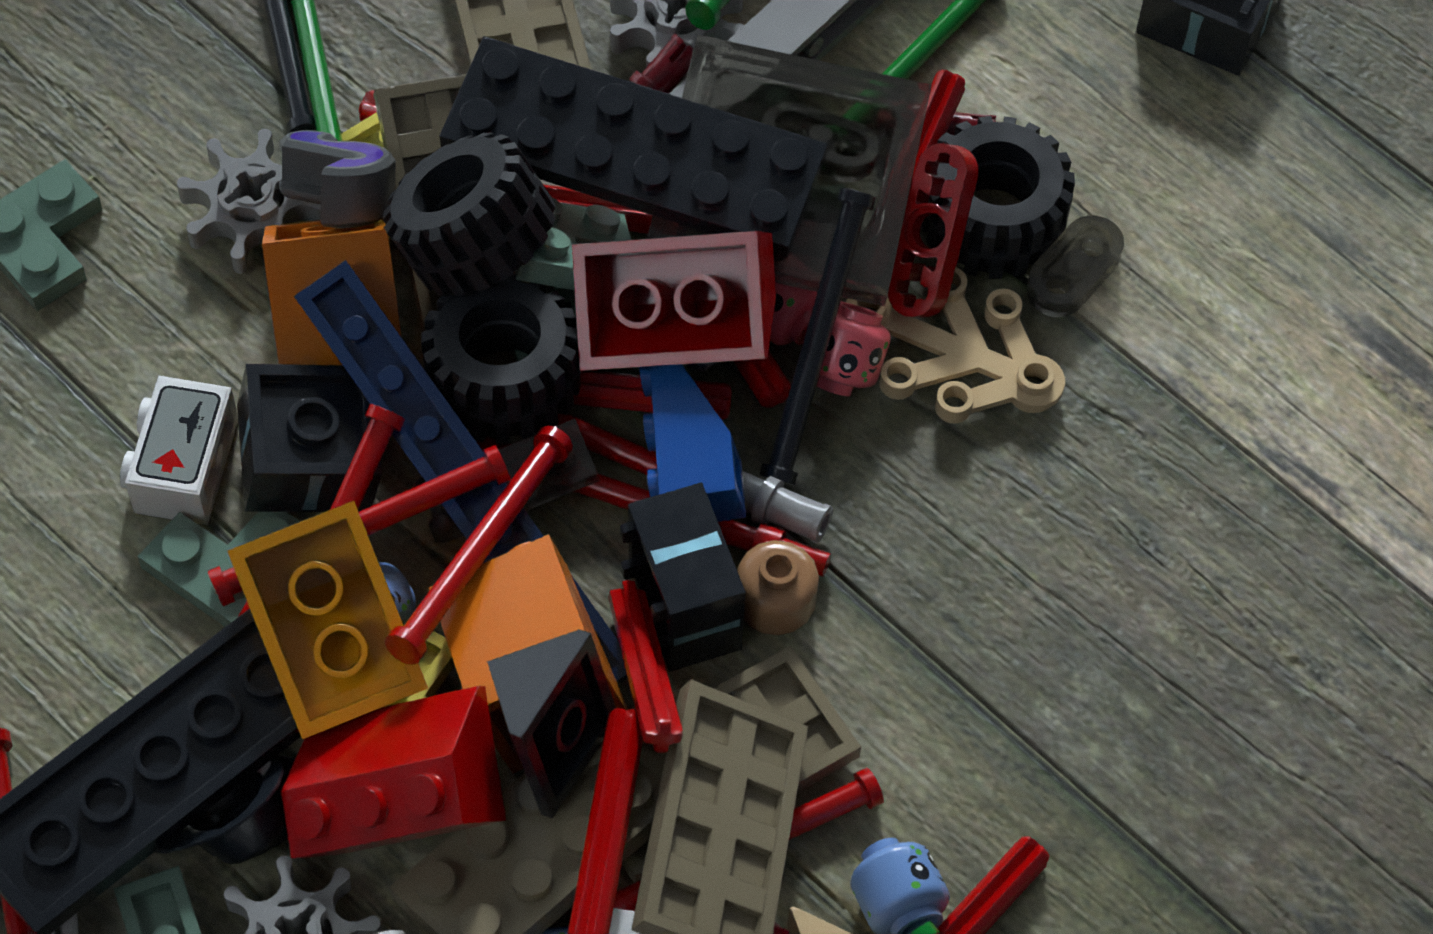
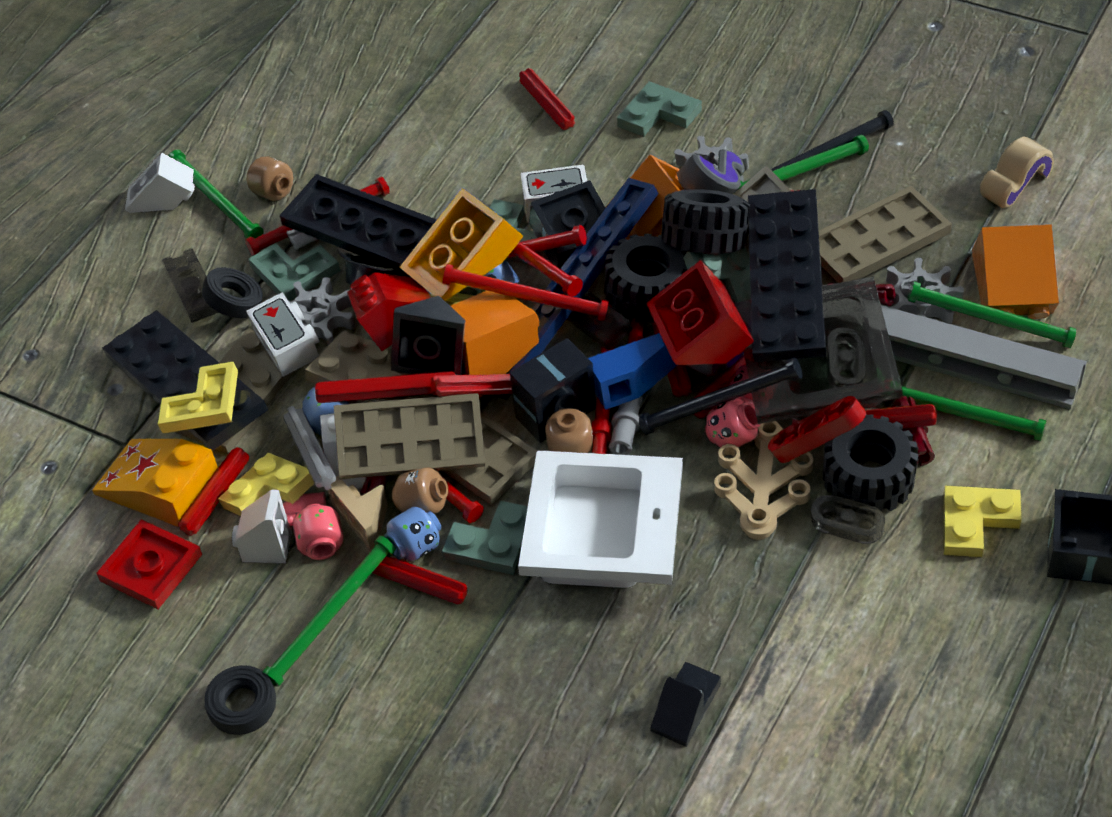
camera: 80 degrees right, 10 degrees down
(822, 853) = (420, 489): none -> medium nougat head
(949, 771) = (489, 548): none -> sand green plate
(982, 584) = (596, 519): none -> white piece
(1106, 121) = (971, 509): none -> light yellow plate
(1340, 590) = (684, 703): none -> black slope

